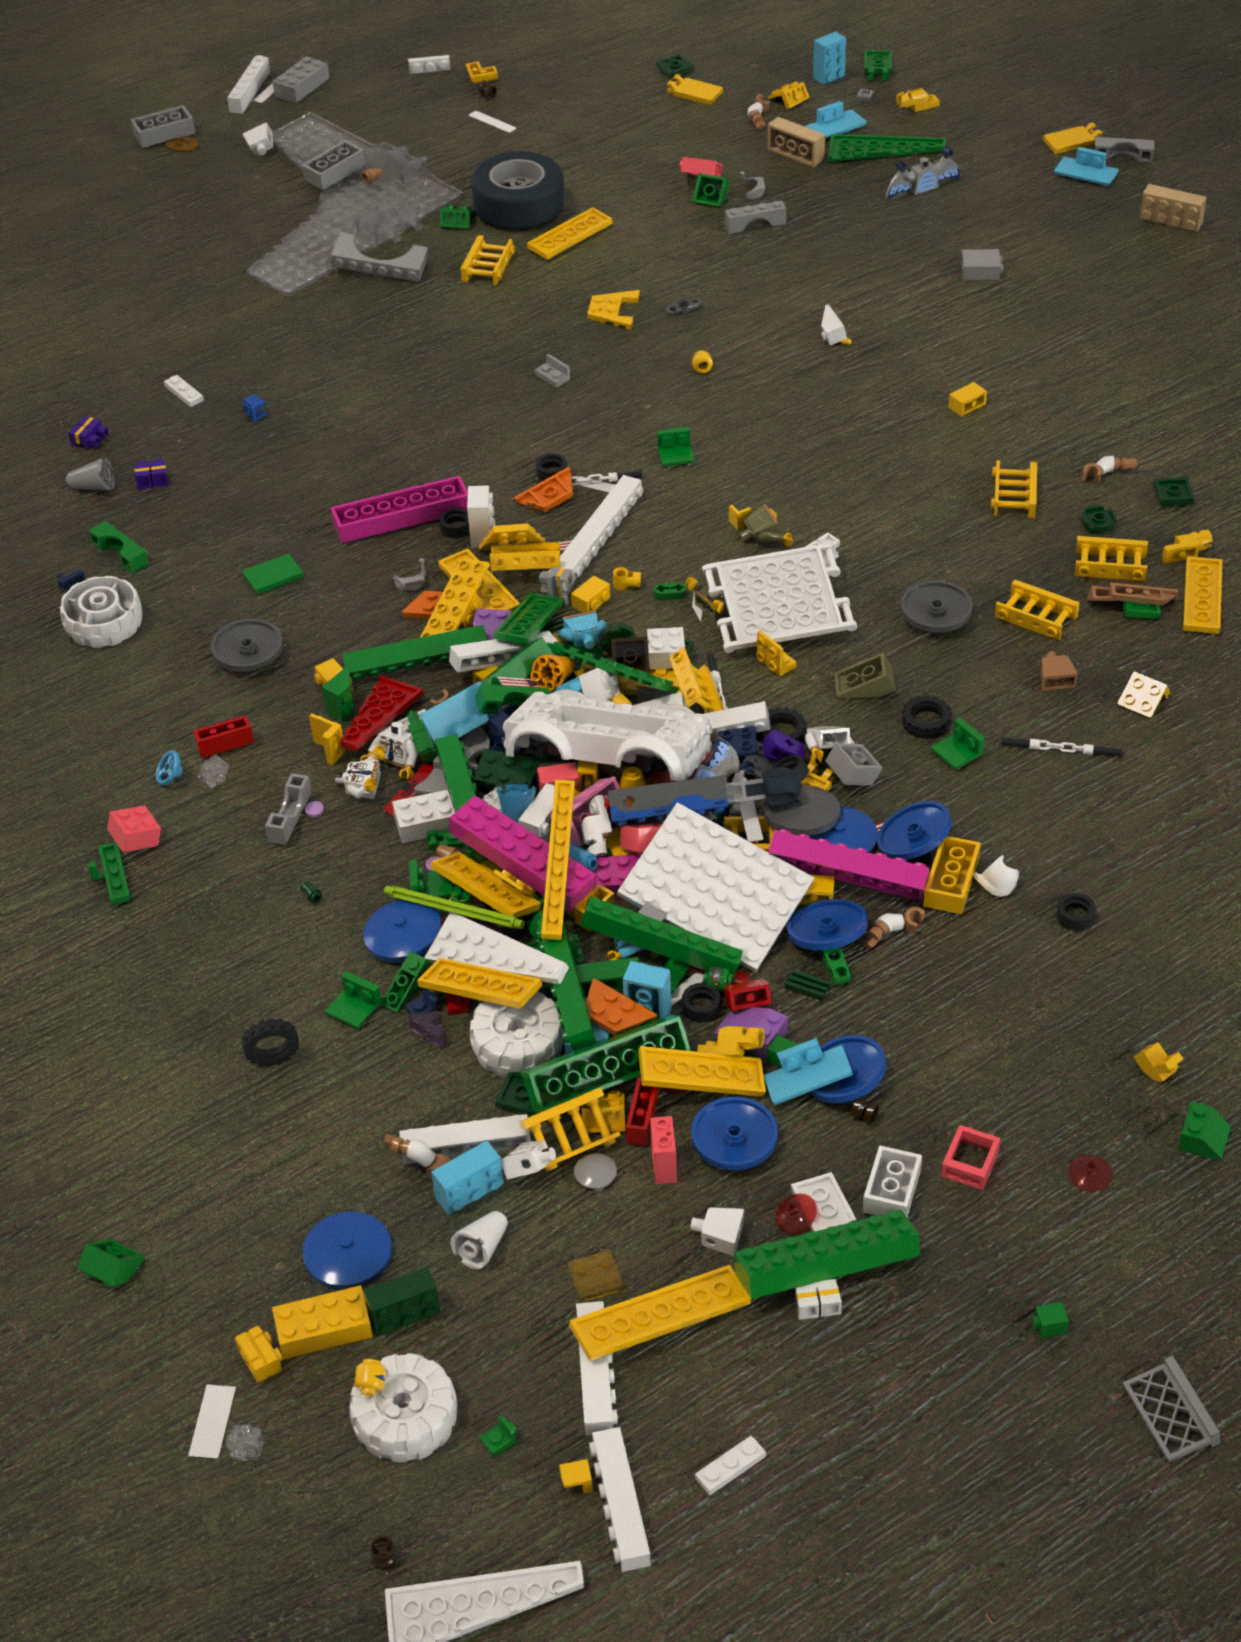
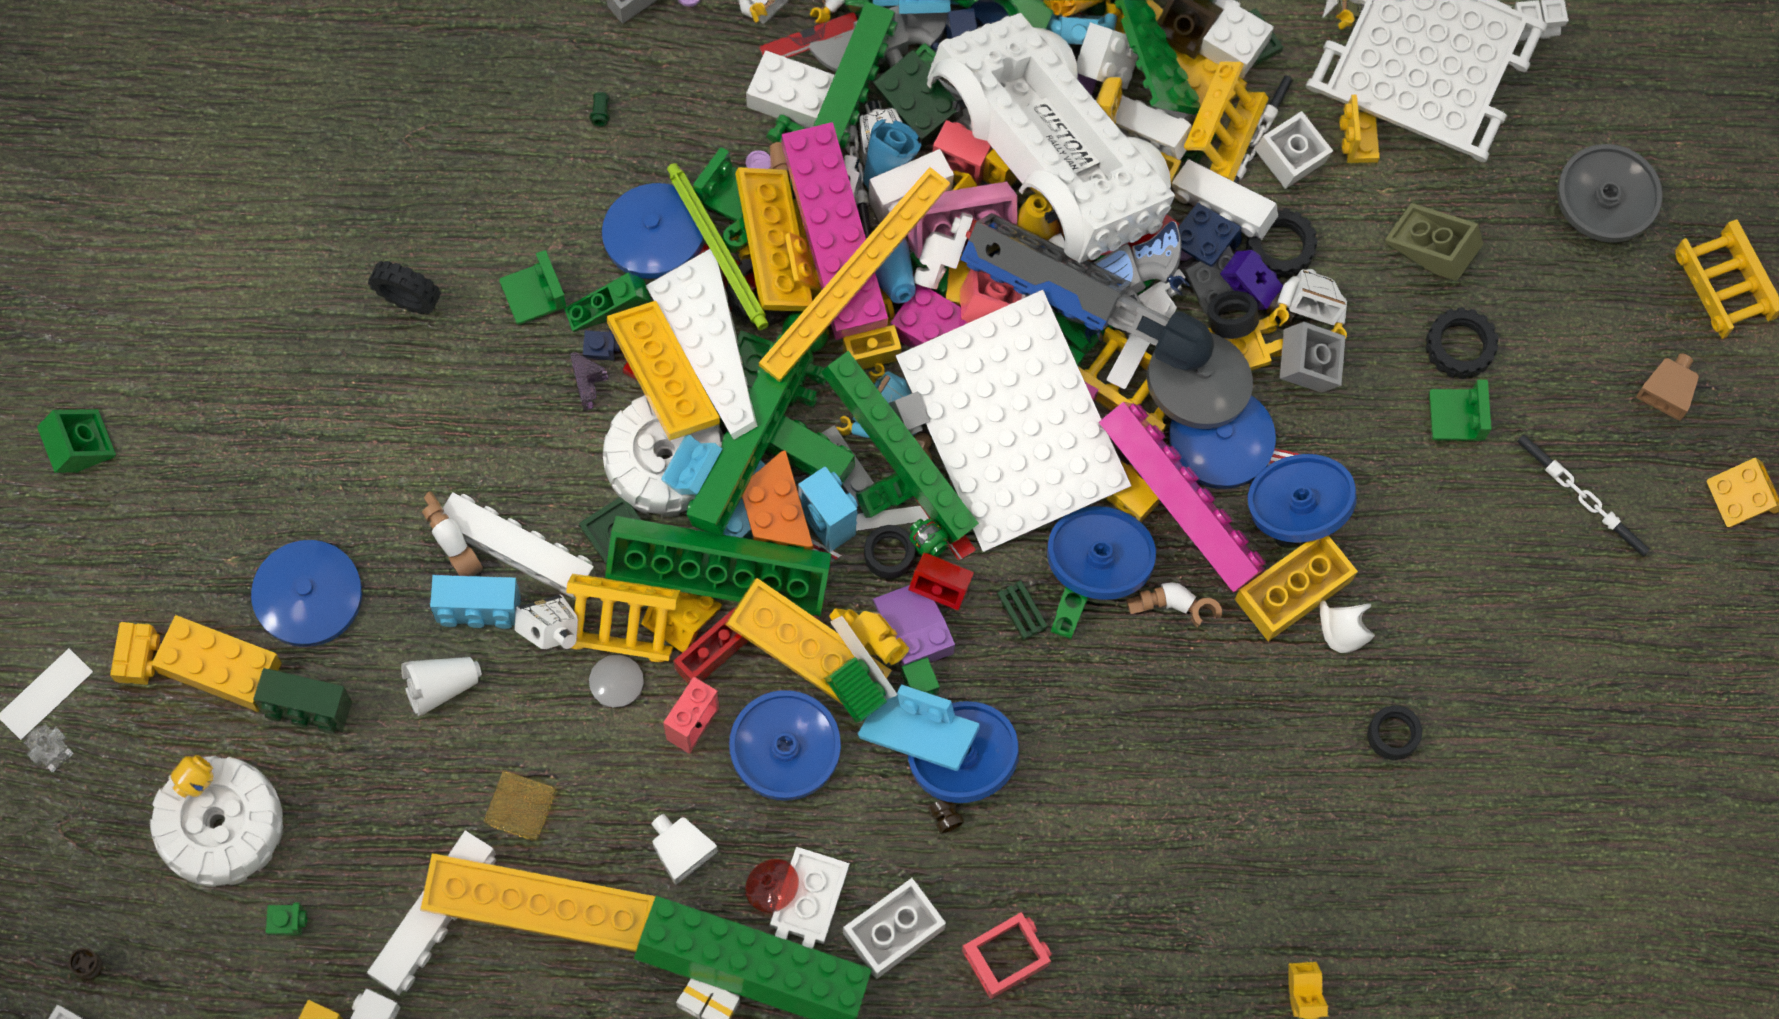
camera: 30 degrees right, 25 degrees up
(546, 1015) = (690, 465): none -> medium azure bracket
(741, 1053) = (860, 652): none -> white sticker
(746, 681) = (1293, 149): none -> white brick
(751, 1074) = (856, 689): none -> green brick

